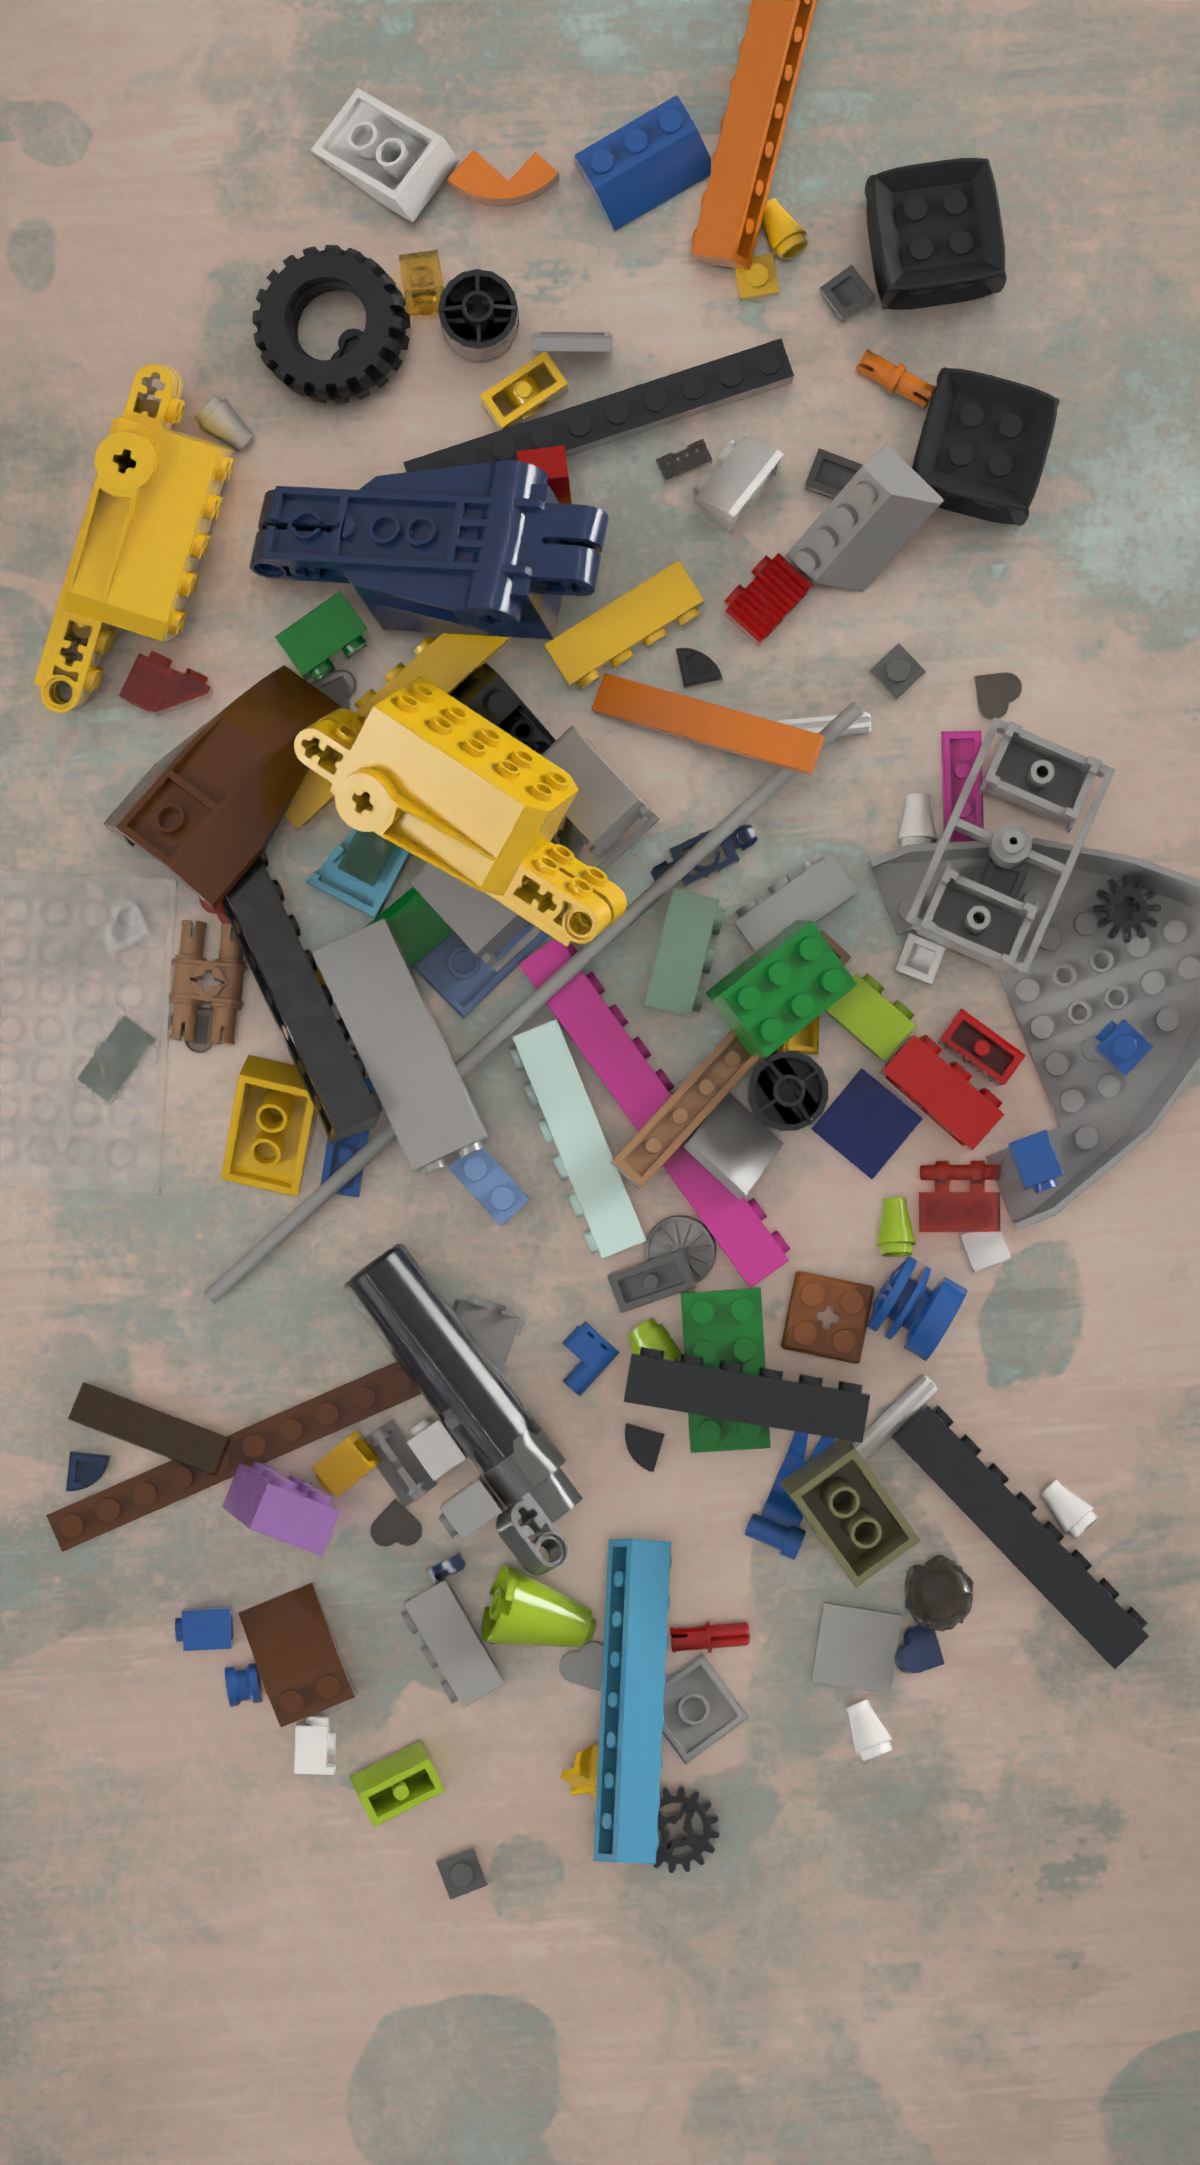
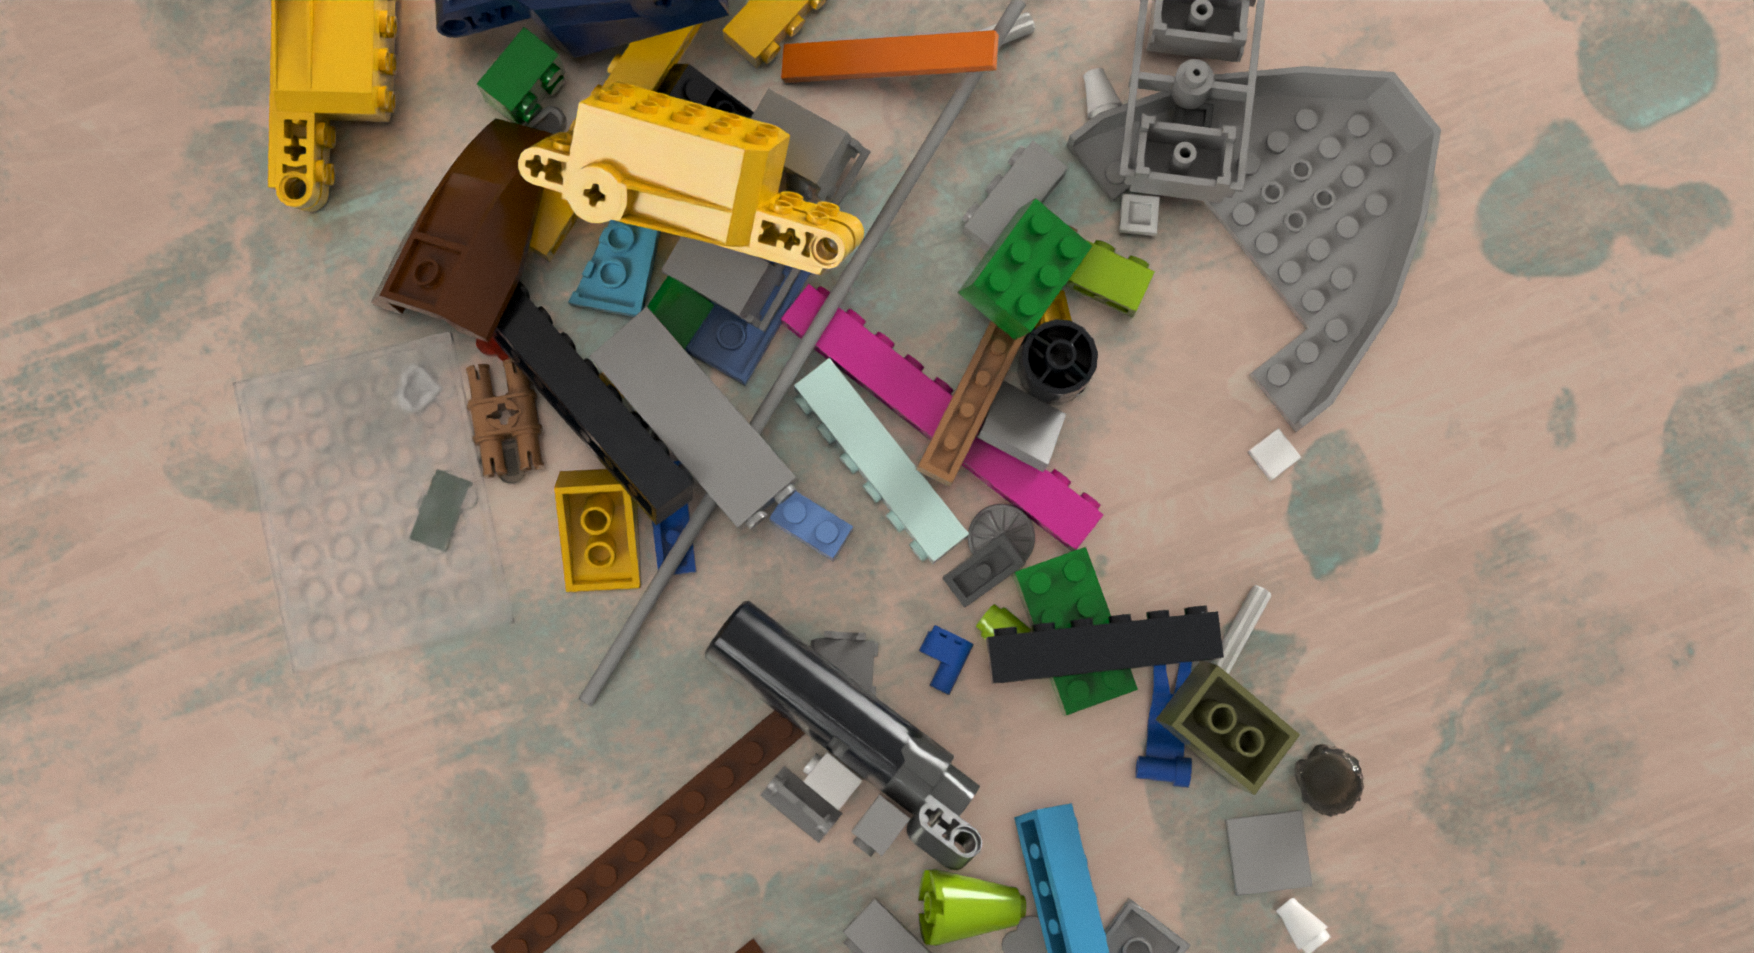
camera: 20 degrees left, 5 degrees down
(85, 1469) = (515, 894): dark blue tile -> none
(149, 1429) = (563, 839): dark brown tile -> none
(160, 688) = (391, 167): clear red slope -> none
(281, 1507) = (705, 874): medium lavender brick -> none
(346, 1464) = (753, 819): yellow brick -> none
(366, 857) = (618, 254): clear green tile -> none
(396, 1525) = (815, 862): clear smoke tile -> none
(446, 1567) = (872, 887): dark blue tile -> none
(643, 1445) = (1020, 723): black tile -> none
(684, 954) = (927, 266): sand green brick -> none
(696, 668) = (864, 18): black tile -> none
(709, 1636) = (1132, 881): red axle -> none
(741, 838) = (947, 154): dark blue piece -> none
(812, 1295) = (1168, 538): dark orange brick -> none
(866, 1123) = (1134, 375): clear blue tile -> none
(895, 1229) = (1190, 463): lime cone -> none
(916, 1308) = (1232, 524): blue wheel -> none
(919, 1651) = (1327, 838): dark blue tile -> none
(943, 1091) = (1196, 323): red brick -> none
(957, 758) = (1119, 31): dark pink tile -> none
(959, 1210) = (1244, 426): clear red plate -> none
(981, 1047) = (1218, 275): red brick -> none
(1020, 1536) = (1387, 705): black brick -> none
(1036, 1161) = (1299, 361): blue brick -> none
(1068, 1509) = (1423, 669): white cone -> none
(1122, 1046) = (1345, 236): blue brick -> none
(1135, 918) = (1305, 126): black gear -> none

